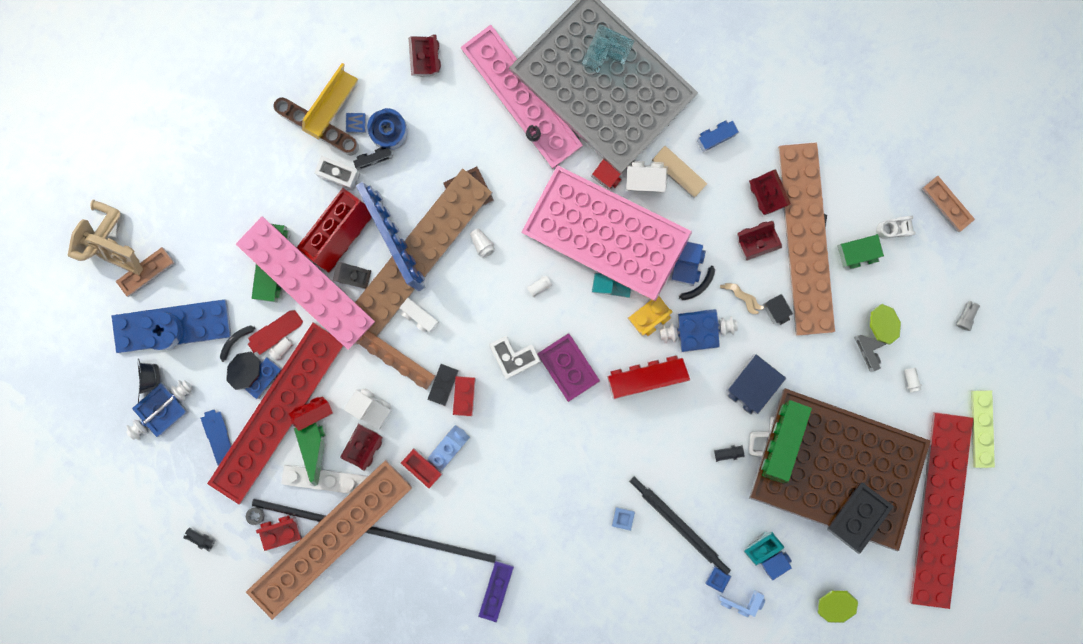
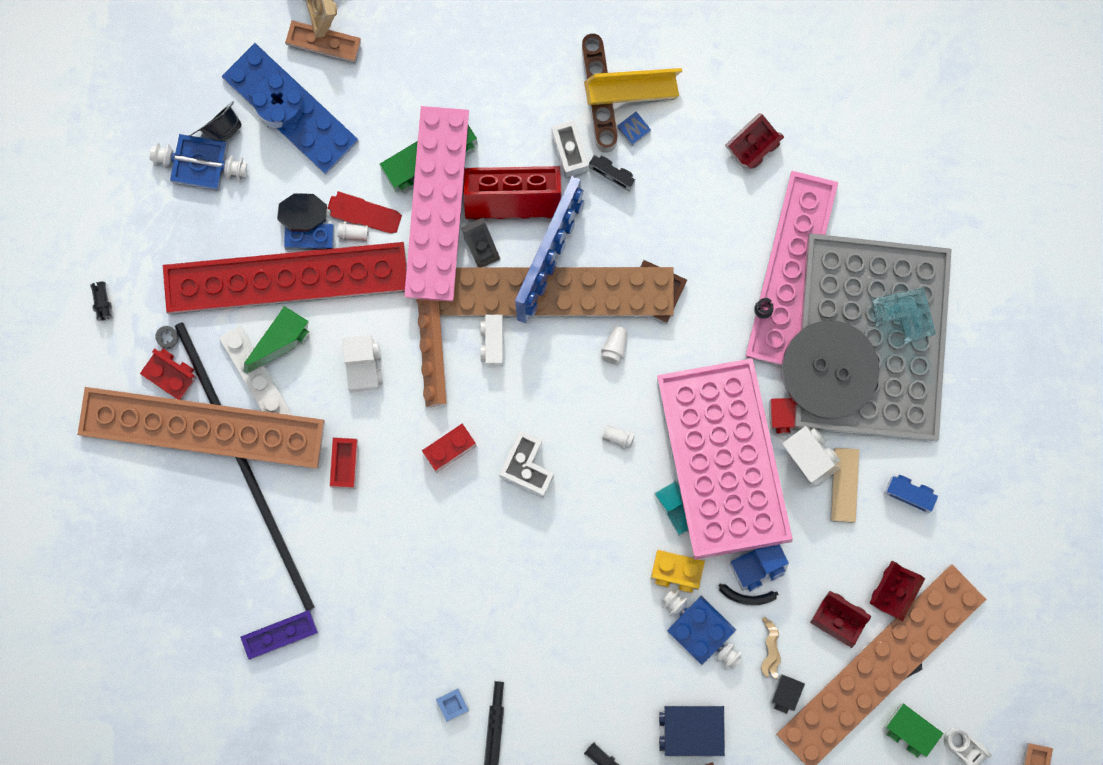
camera: 50 degrees right, 5 degrees down
(216, 433) = (218, 235): blue piece -> none
(230, 342) = (324, 178): black piece -> none
(310, 413) = (311, 310): red piece -> none
(362, 447) = (318, 387): dark red bracket -> none
(383, 119) = (662, 154): blue brick -> none
(443, 384) = (443, 418): black plate -> none
(448, 447) = (385, 473): light blue bracket -> none
(568, 367) = (560, 529): magenta plate -> none
(603, 123) = (830, 369): none -> dark grey plate
(647, 378) = (612, 616): red slope -> none

